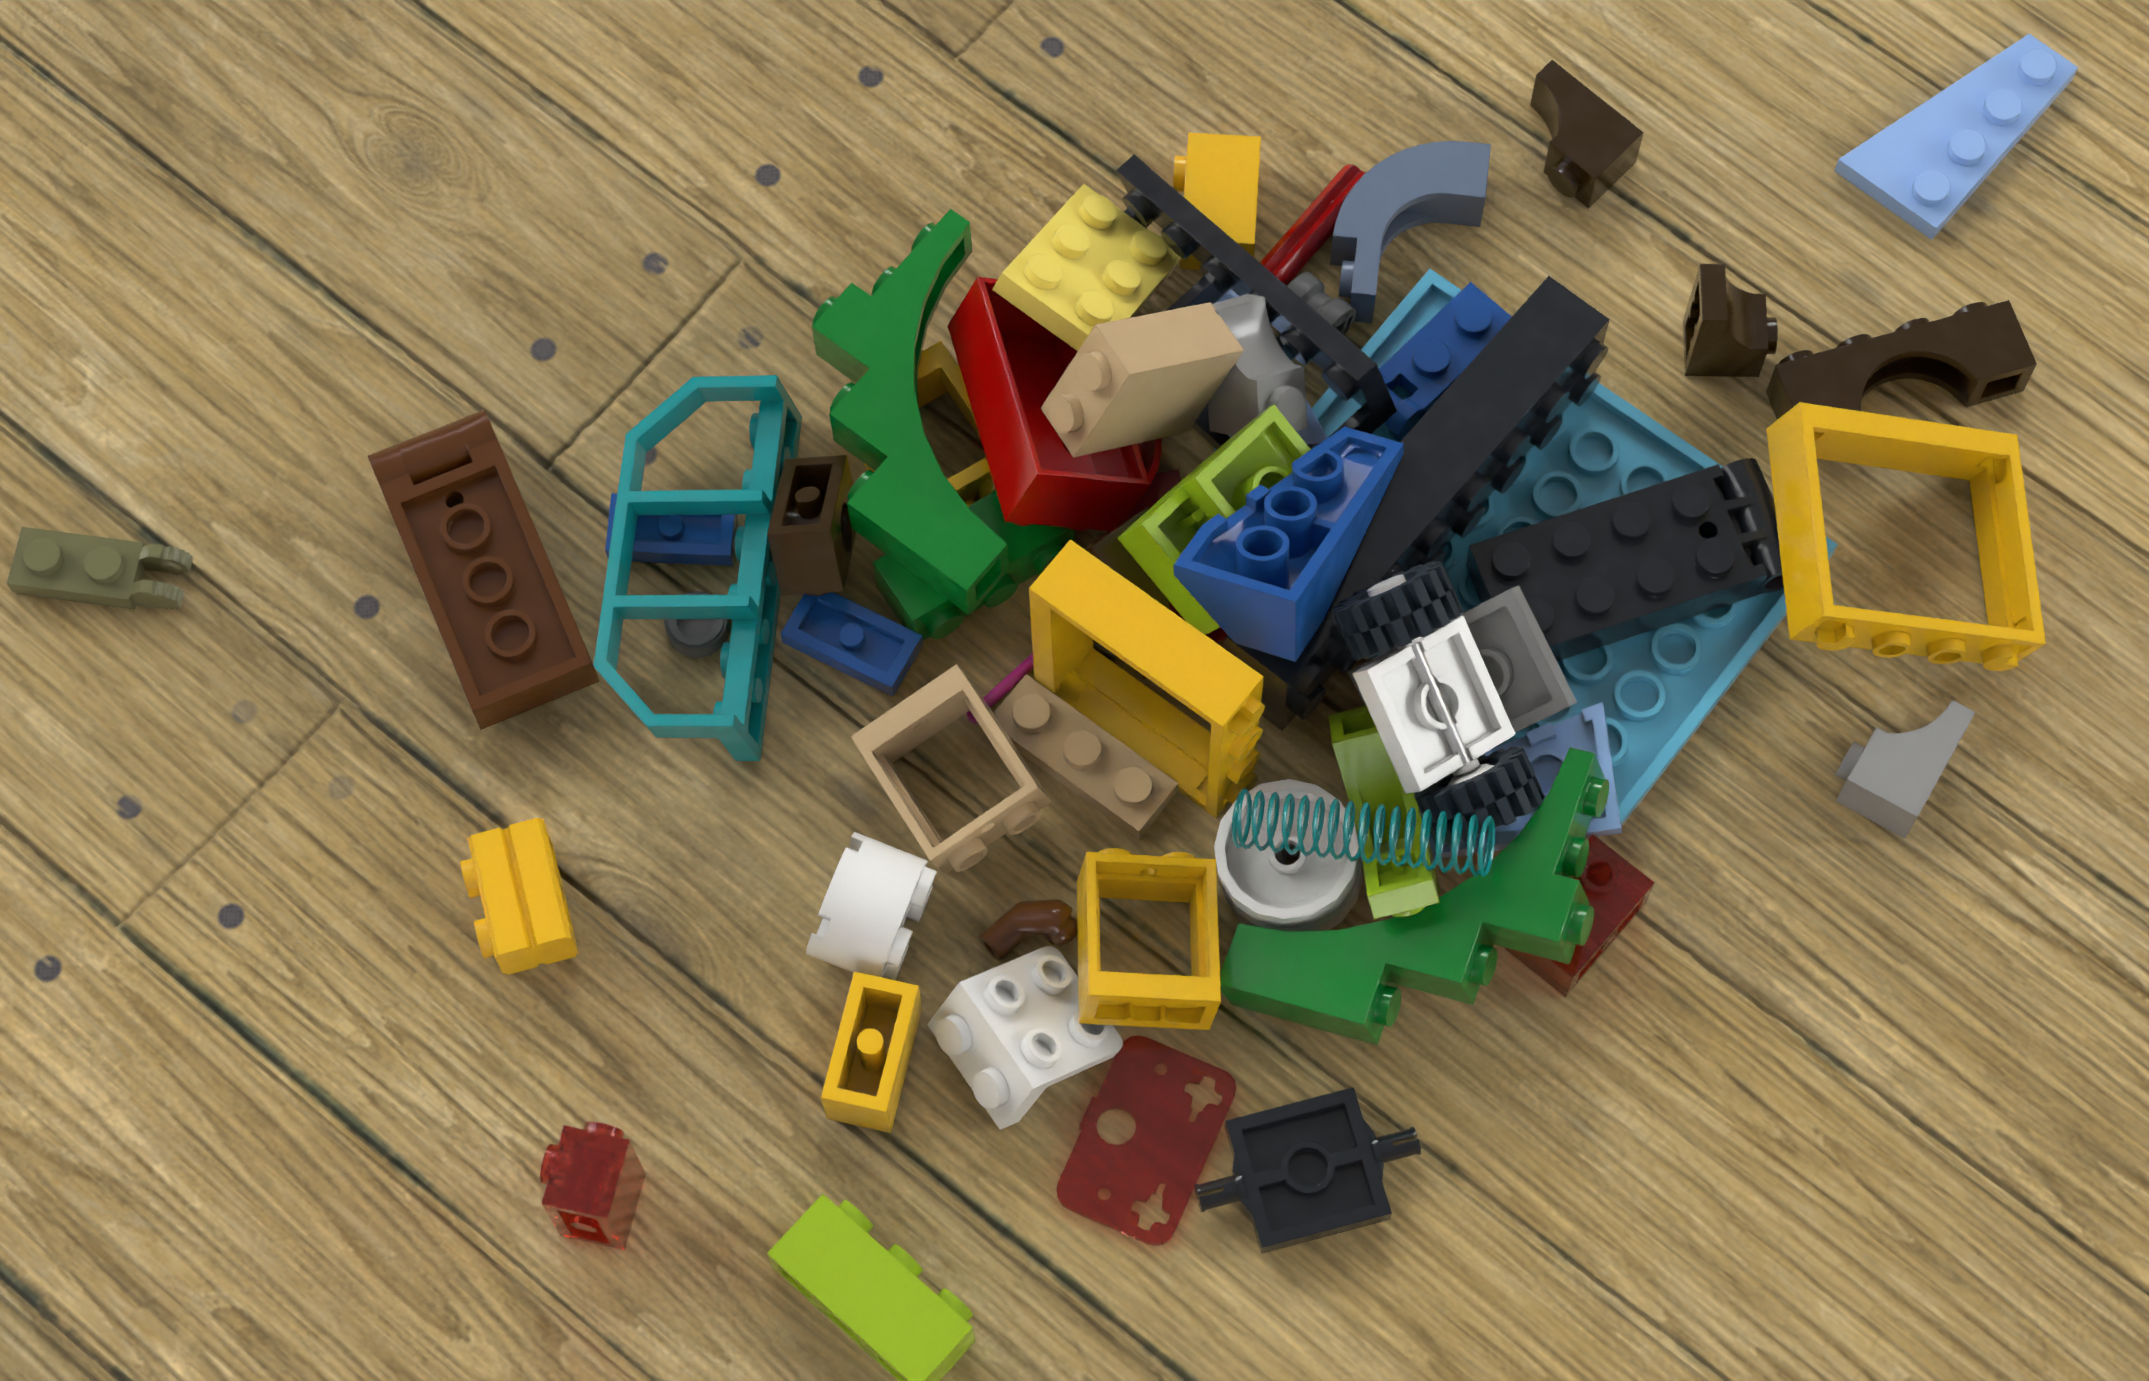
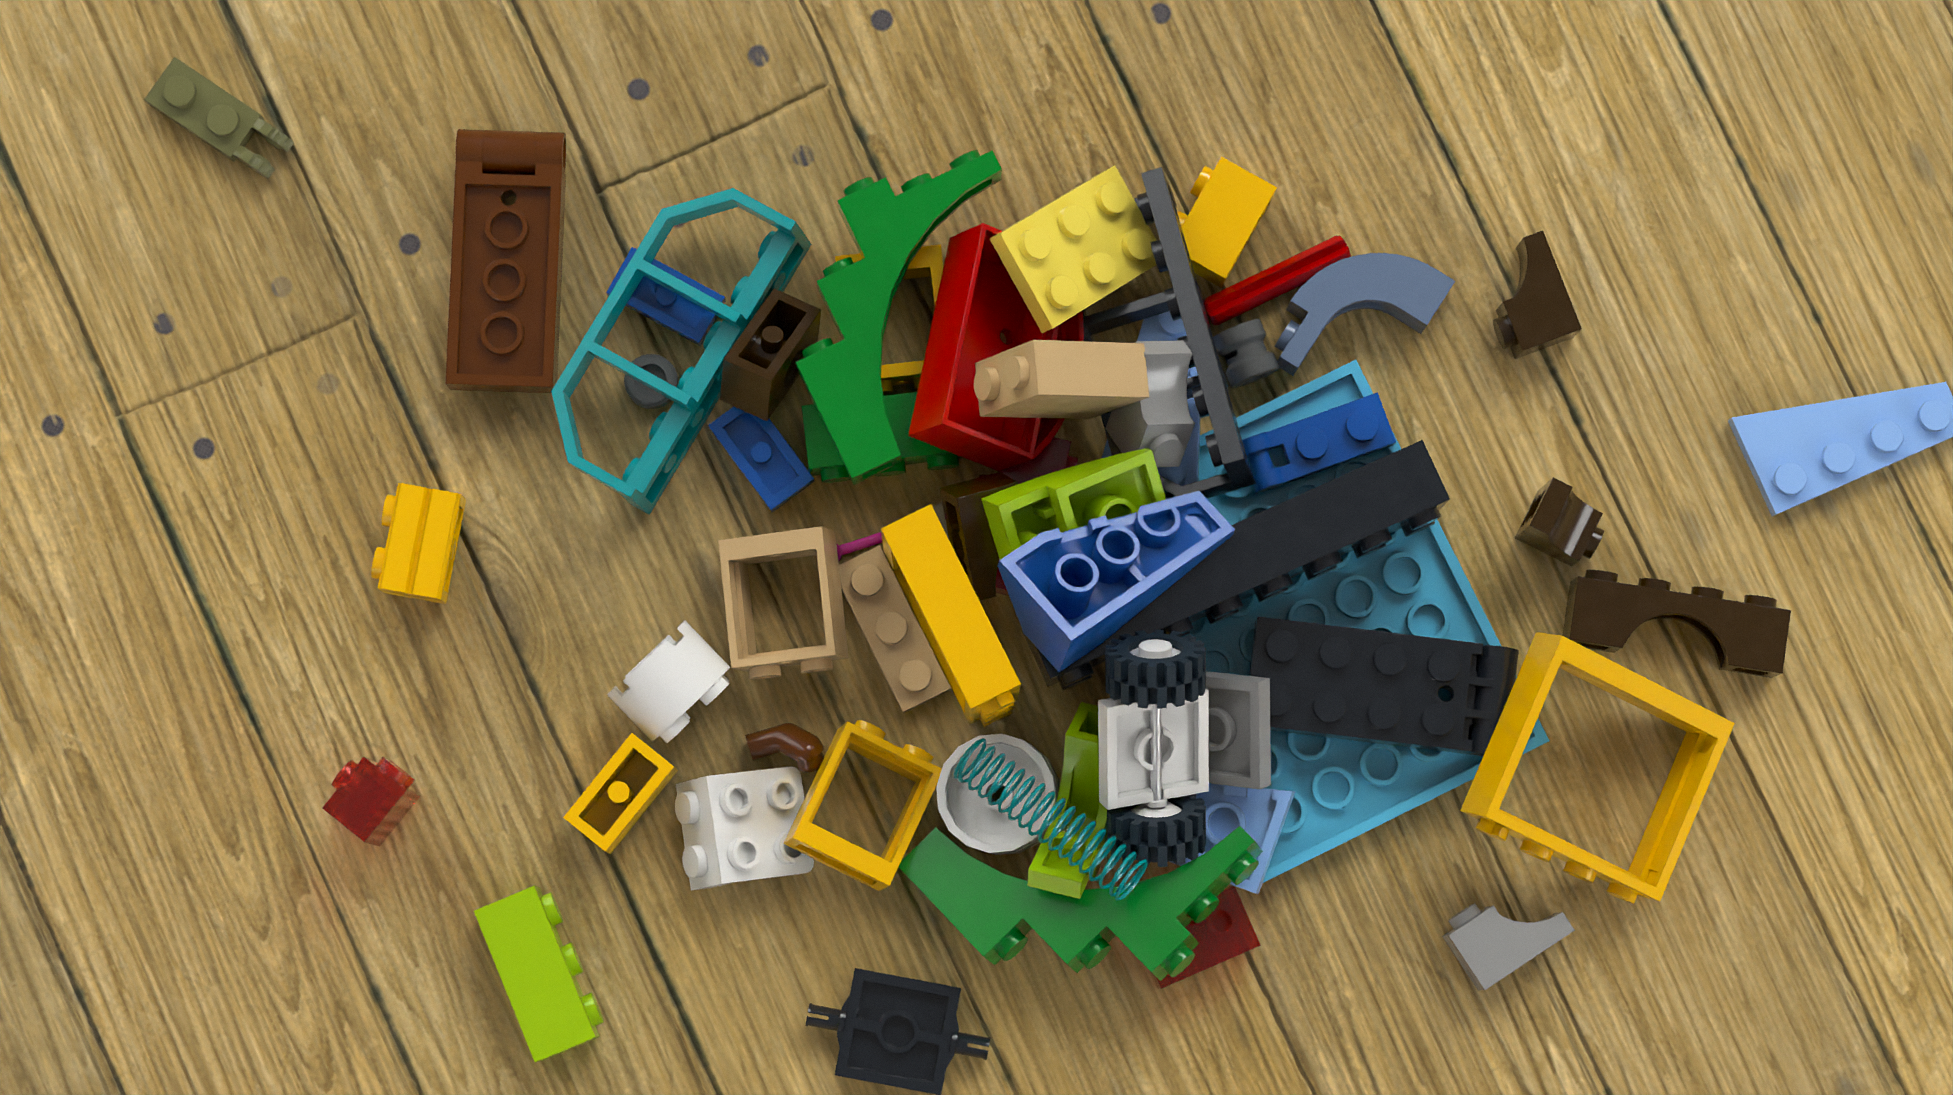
camera: 20 degrees right, 15 degrees up
(1164, 1143) = (805, 958): clear red axle -> none

